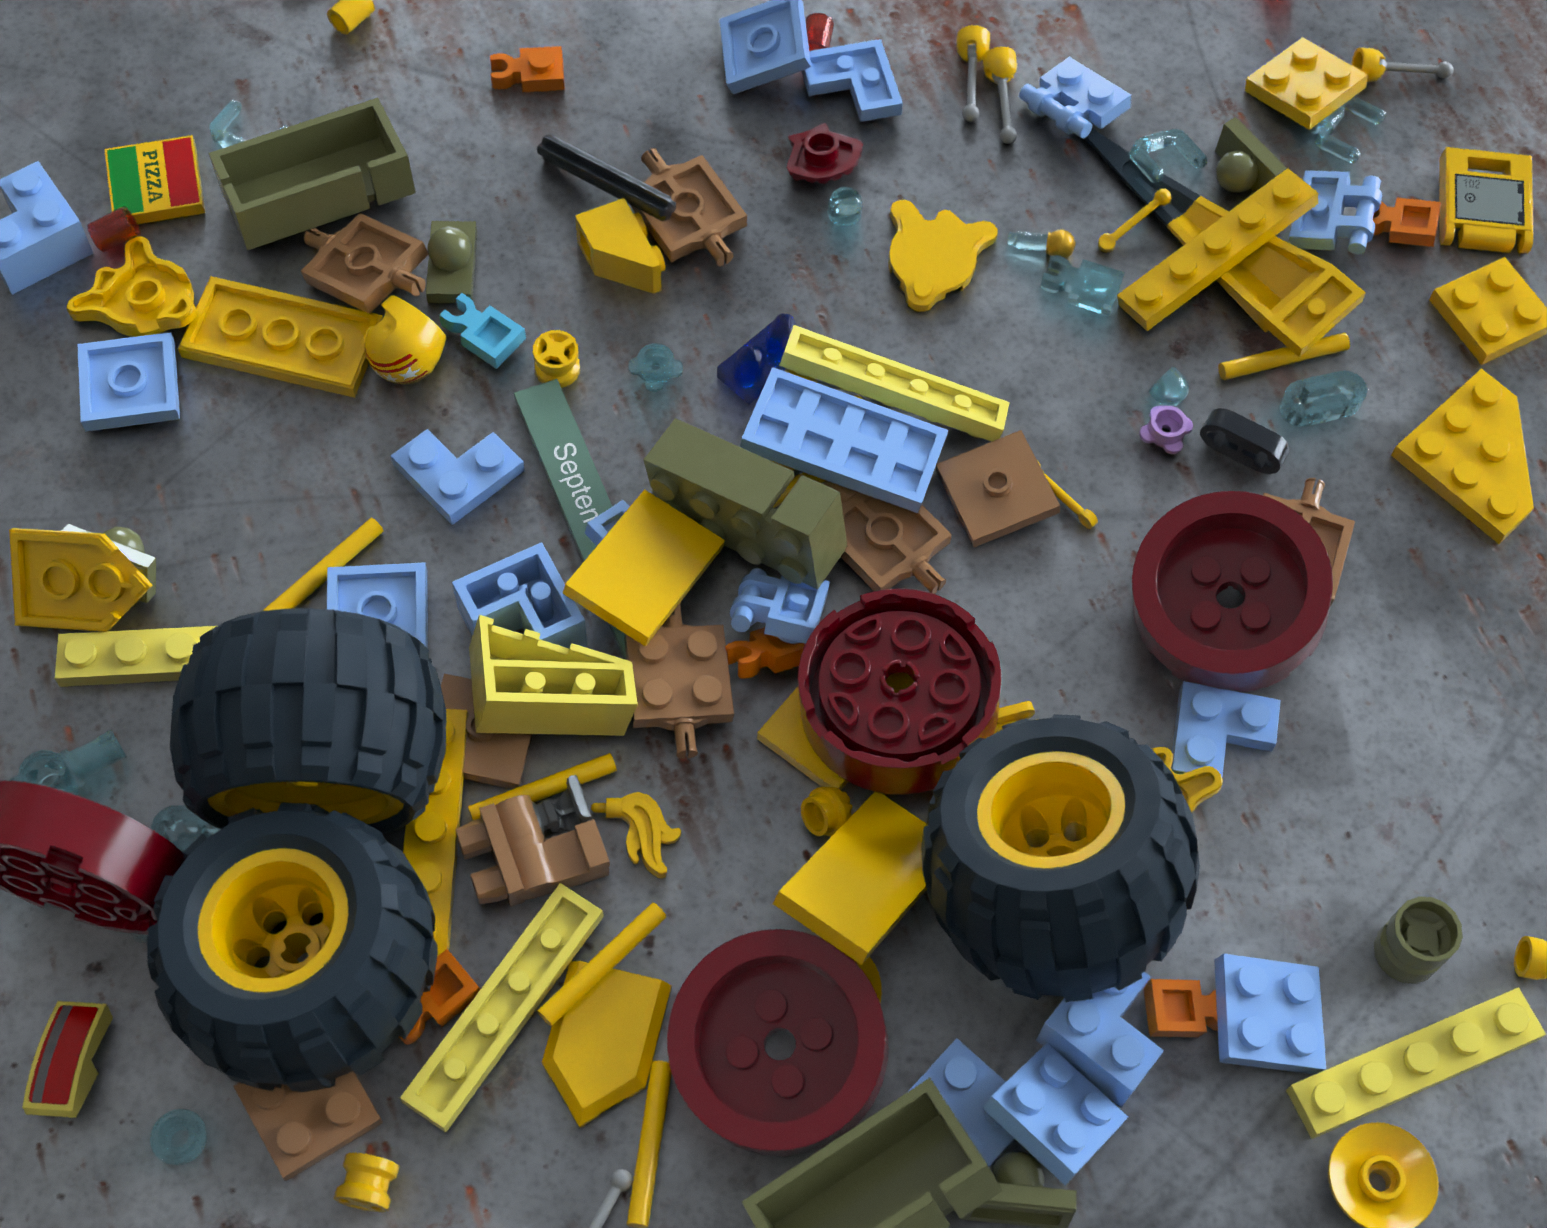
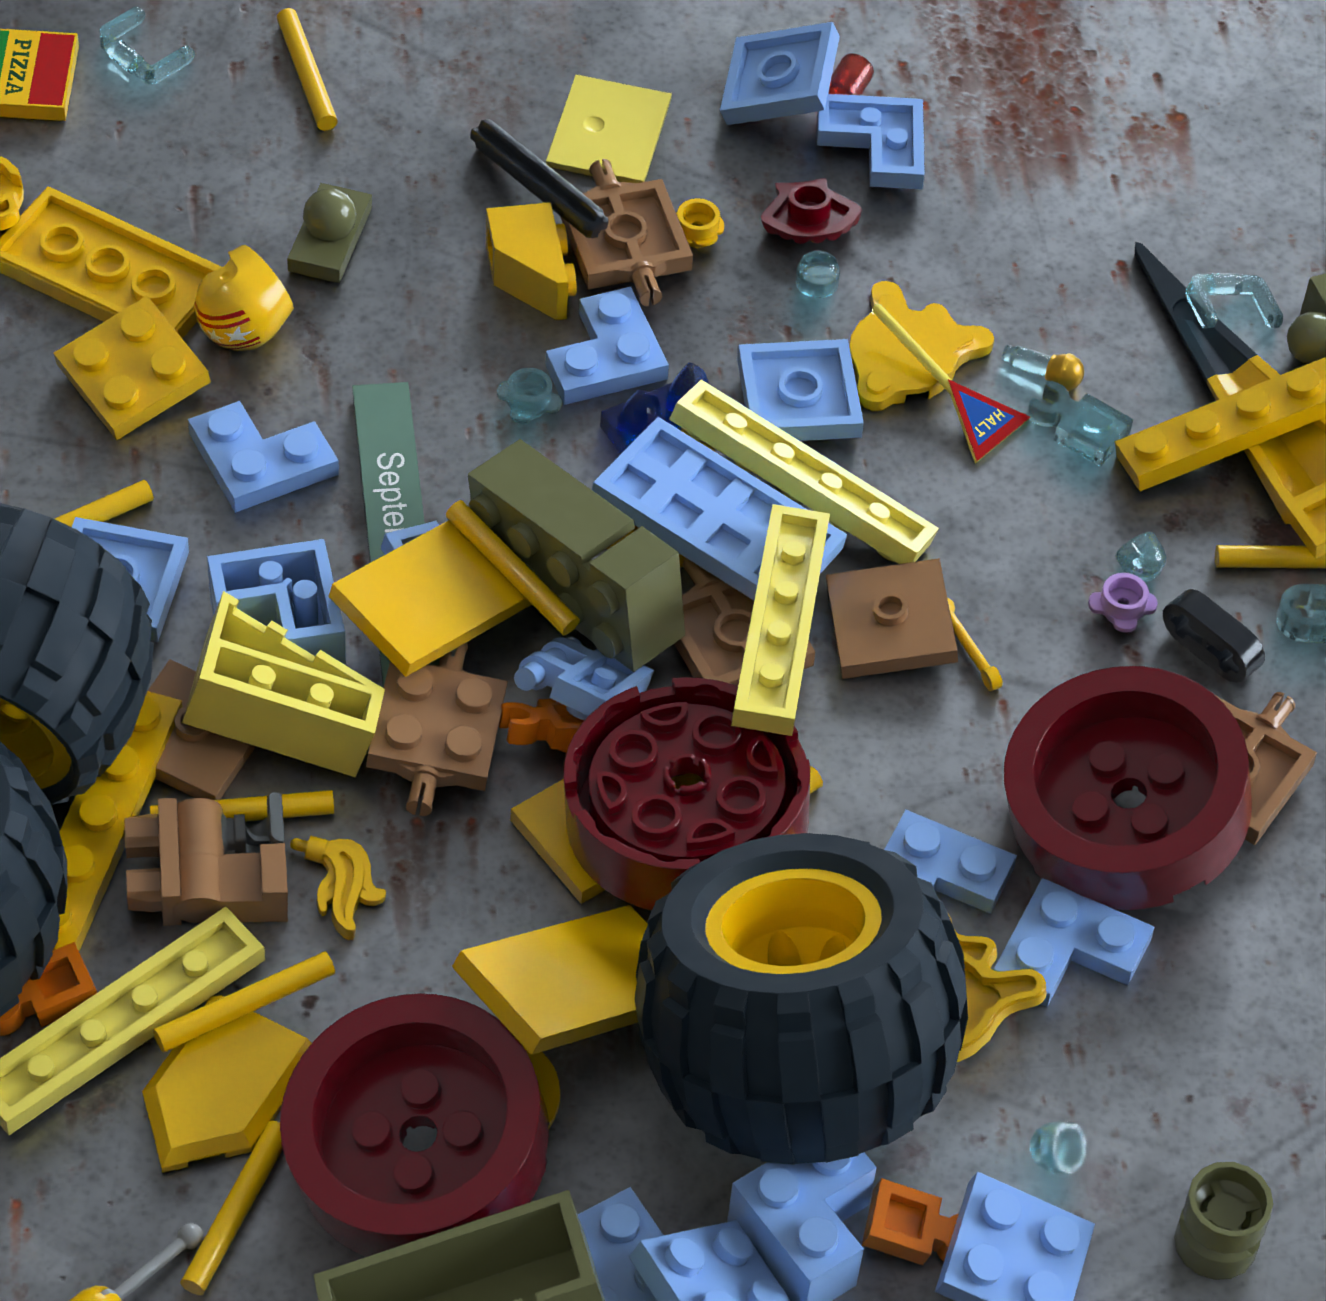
camera: 15 degrees right, 10 degrees down
(312, 173) = (199, 99): olive piece -> none
(330, 421) = (132, 367): none -> yellow plate
(364, 262) = (227, 208): medium nougat plate -> none
(366, 92) = (307, 69): none -> yellow bar
(485, 334) = (340, 316): medium azure plate -> none
(536, 69) = (498, 49): orange plate -> none
(559, 347) = (420, 347): yellow wheel -> none
(641, 117) = (610, 124): none -> light yellow piece
(699, 528) = (512, 567): none -> yellow bar
(713, 311) = (616, 358): none -> light blue plate
(742, 177) = (700, 222): none -> yellow plate
(825, 810) = (560, 903): yellow plate -> none
(866, 308) = (802, 387): none -> light blue plate
(932, 526) = (781, 620): none -> light yellow plate
(971, 46) = (1031, 140): hinge -> none
(999, 68) = (1060, 162): hinge -> none
(1010, 298) = (982, 418): none -> piece
(1076, 98) = (1142, 213): light blue plate -> none
(1098, 684) = (953, 861): none -> light blue plate
(1108, 241) = (1126, 382): yellow hinge -> none
(1270, 909) = (1058, 1147): none -> clear light blue hinge

